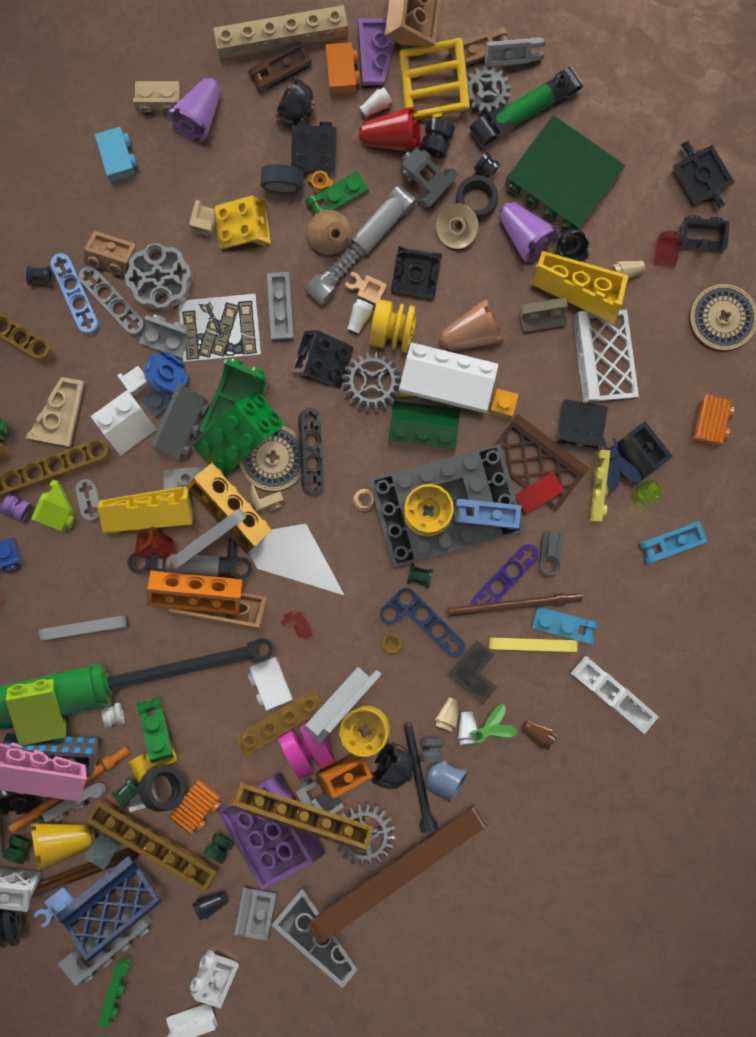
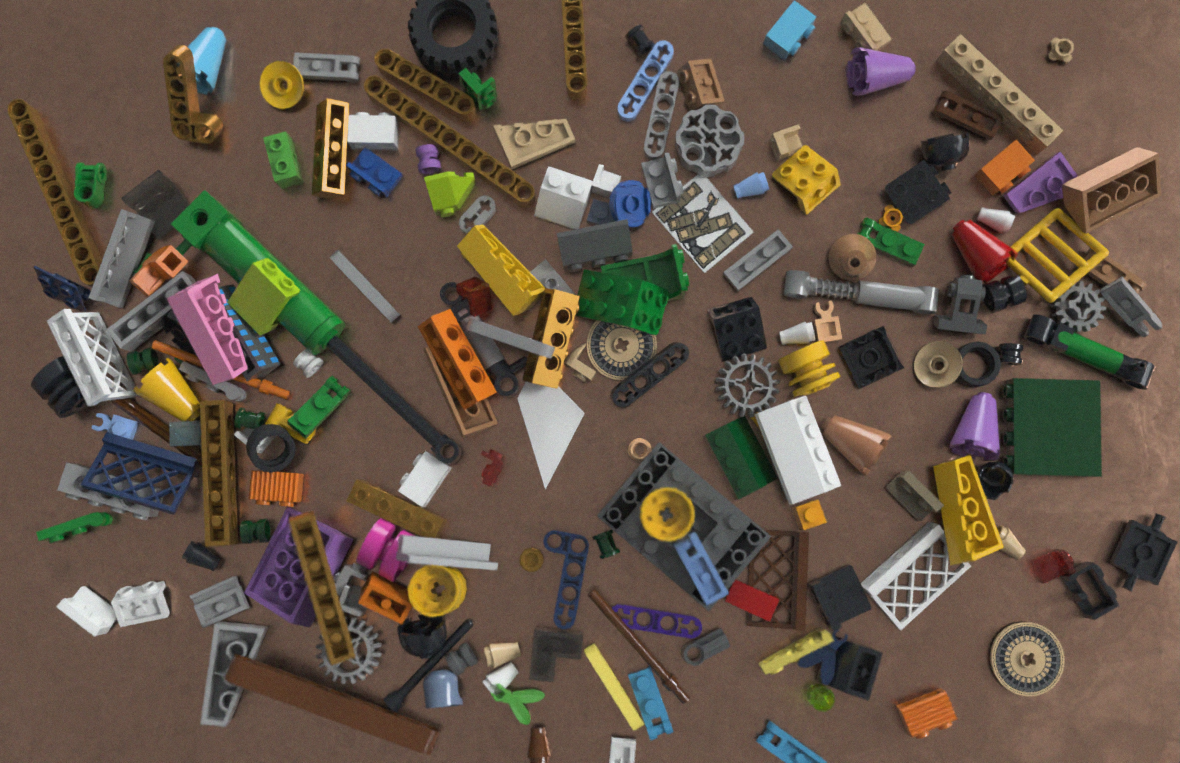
camera: 60 degrees right, 0 degrees up
(218, 269) = (751, 186): none -> light blue cone
(281, 178) = (870, 184): black wheel -> none

